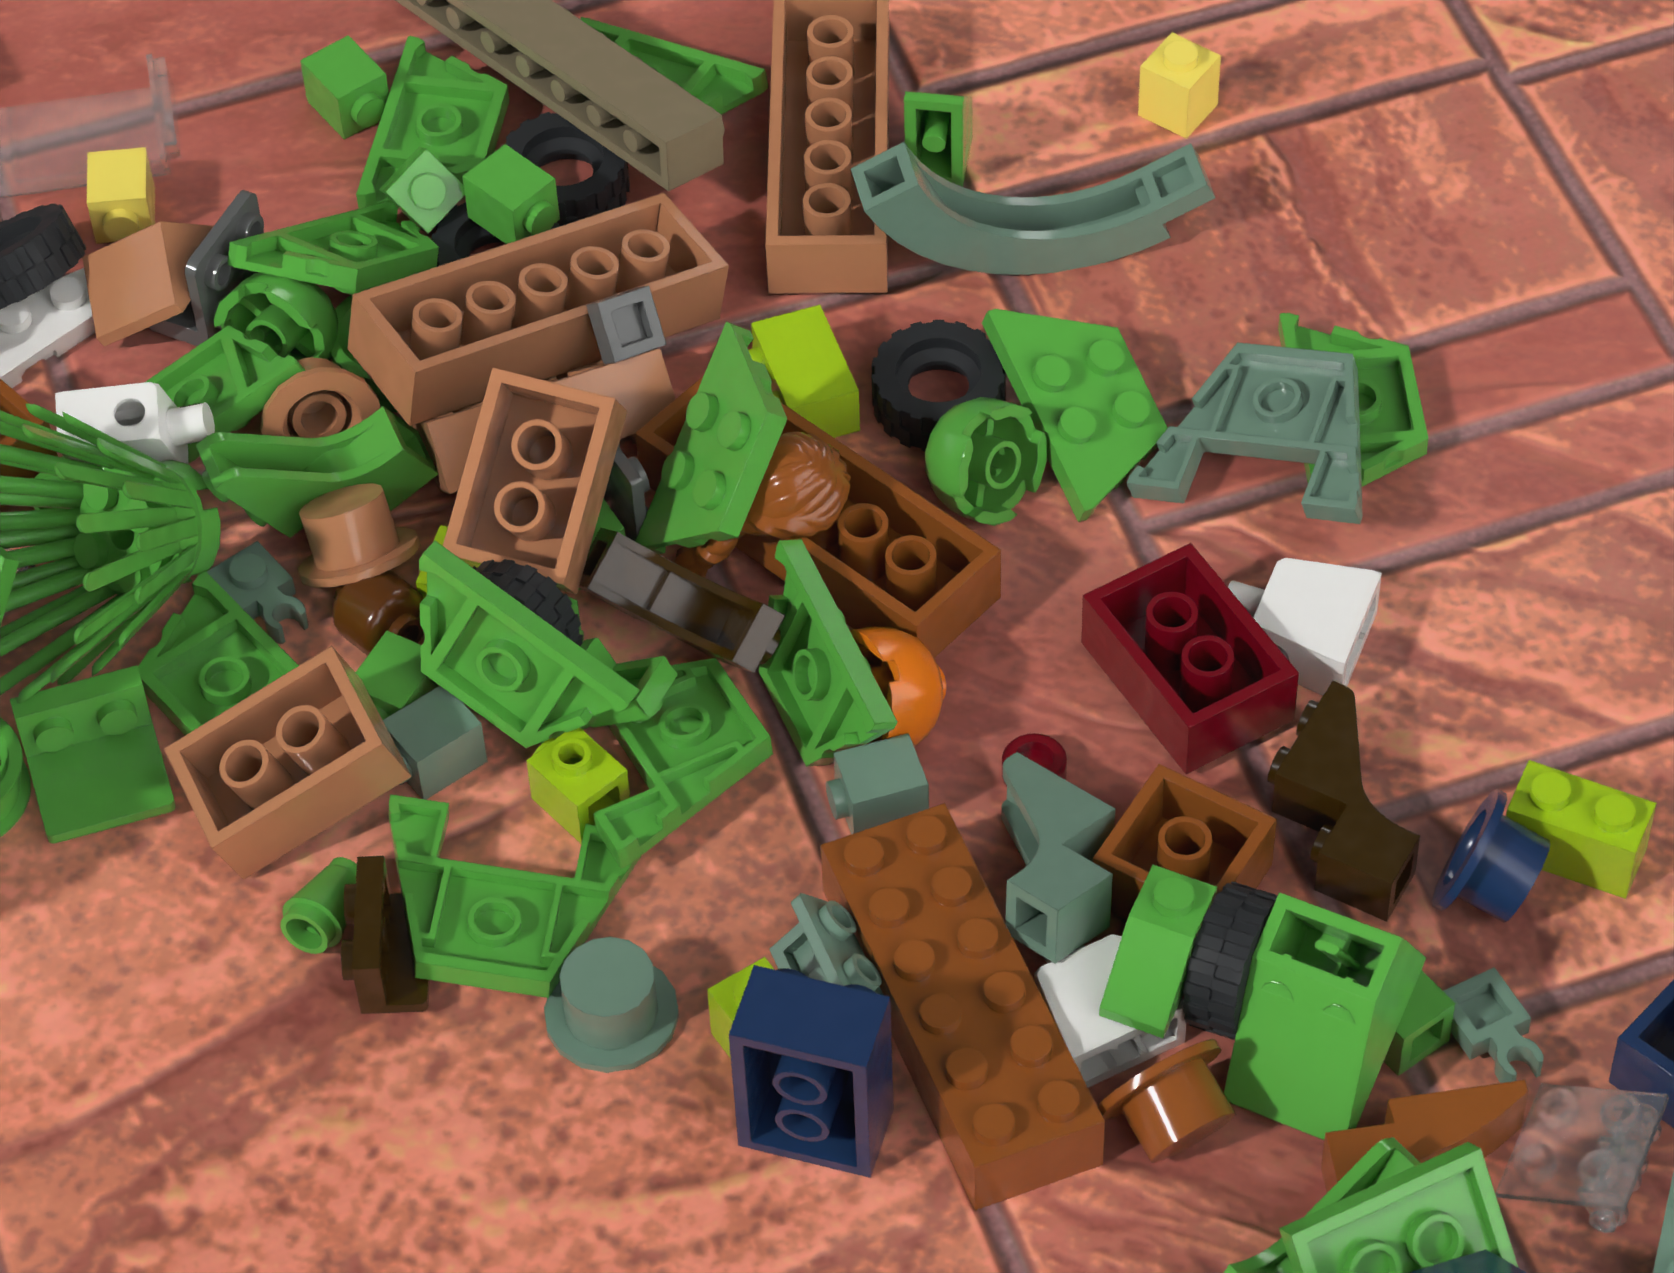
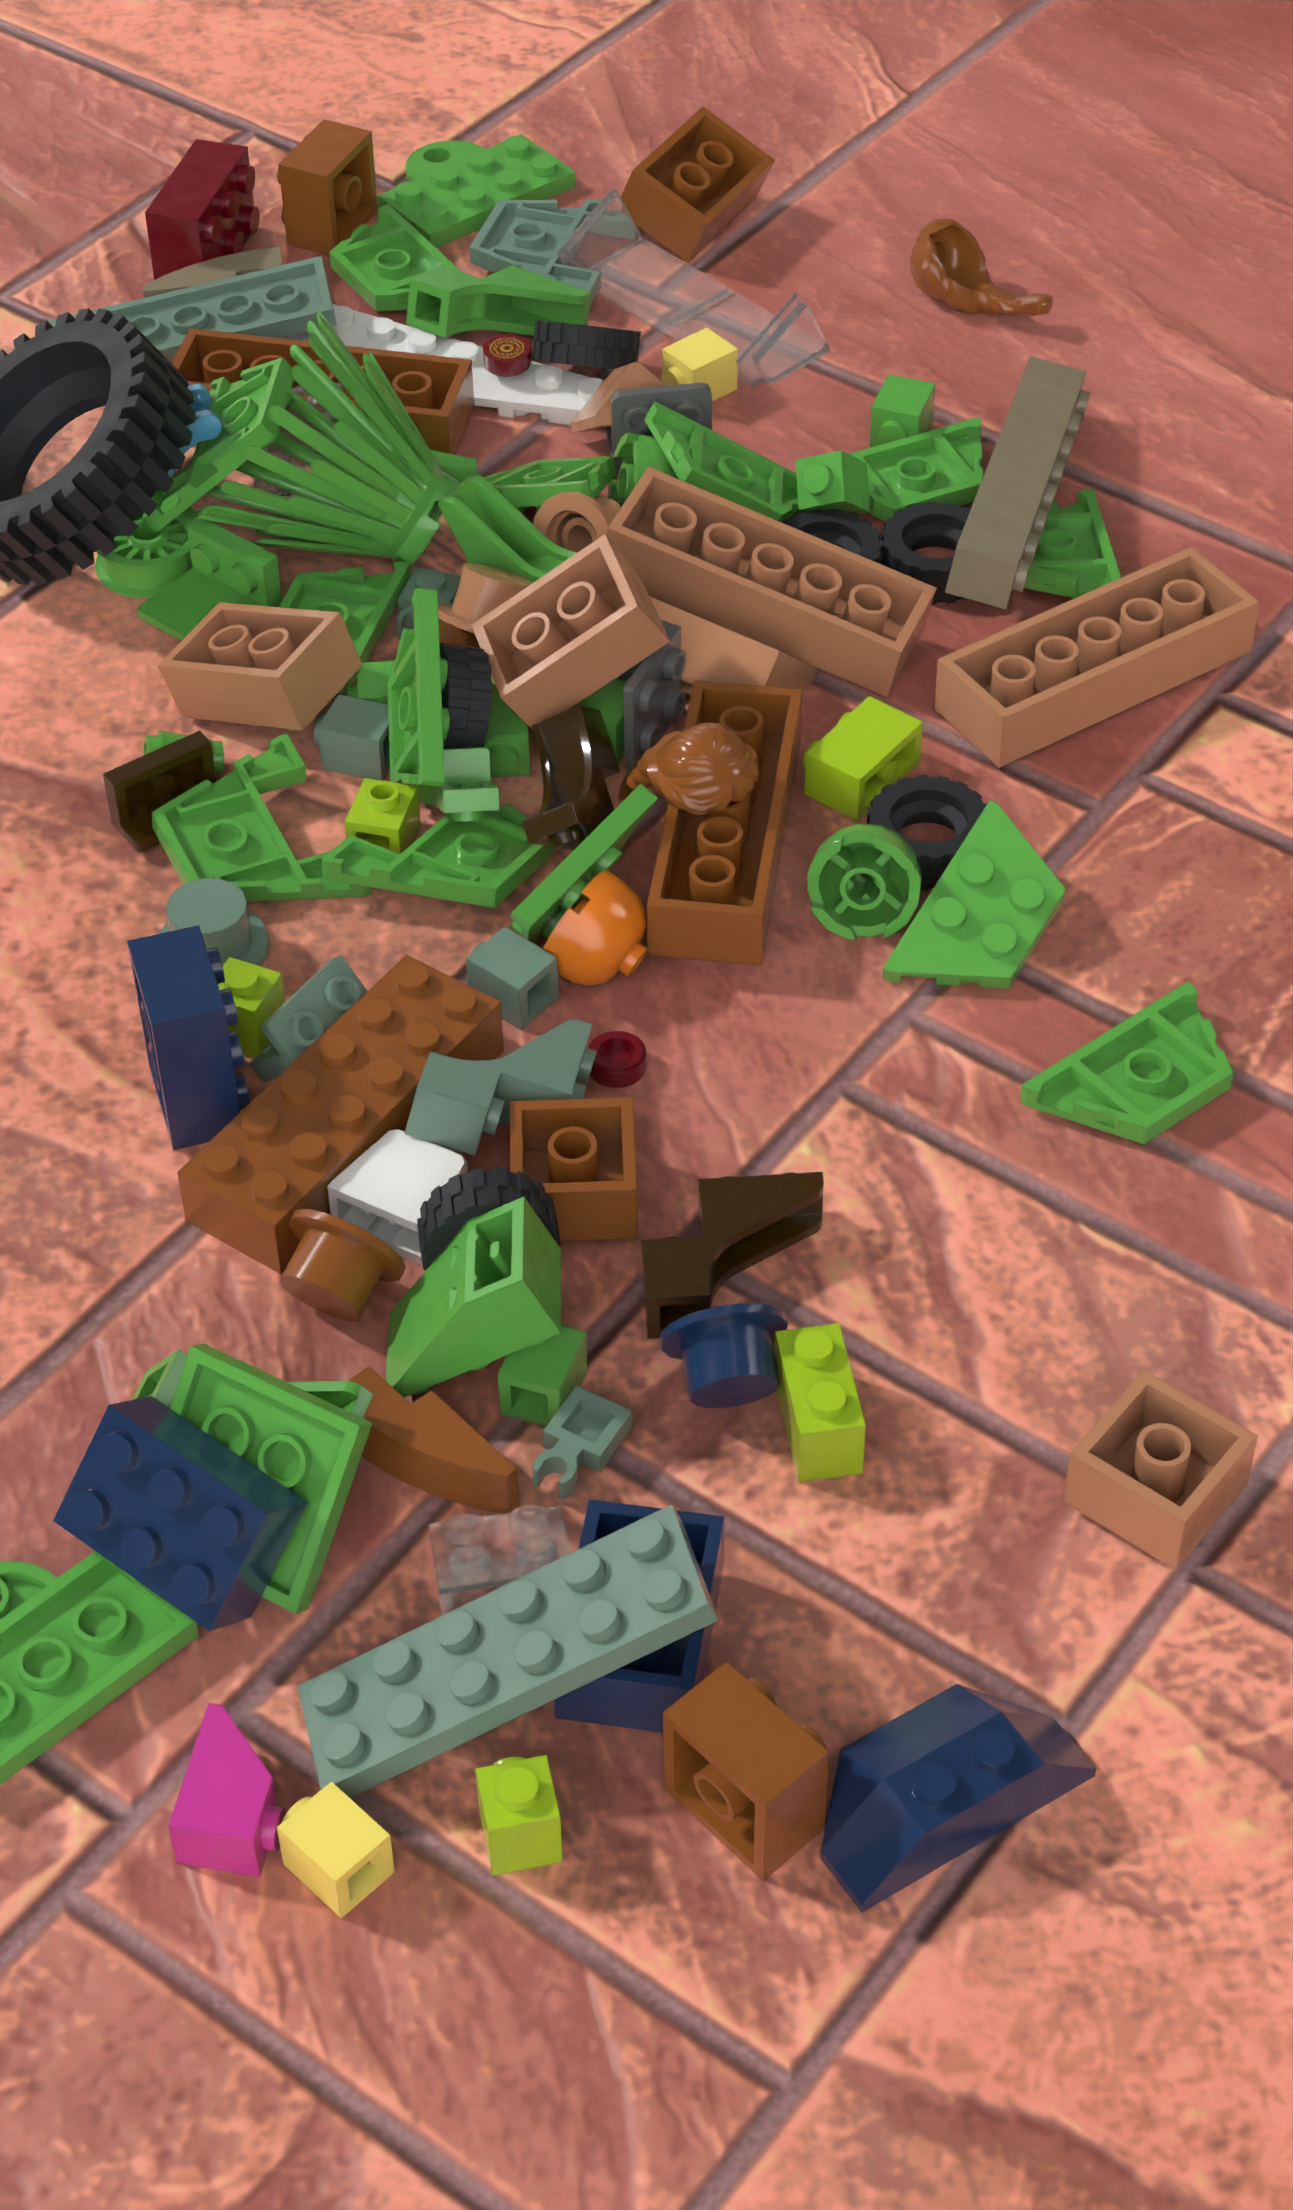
camera: 55 degrees right, 5 degrees down
(139, 417) = (472, 444): white torso -> none
(511, 196) = (856, 517): bright green brick -> none
(626, 324) = (776, 619): dark grey plate -> none
(719, 452) = (693, 698): bright green wing -> none
(939, 132) = (1166, 707): bright green slope -> none
(1028, 232) = (1106, 791): sand green arch -> none
(1156, 951) = (434, 1159): bright green slope -> none
(1189, 658) = (775, 1081): dark red brick -> none
(1275, 408) = (1071, 1017): sand green wing -> none
(1315, 616) = (892, 1146): white torso -> none

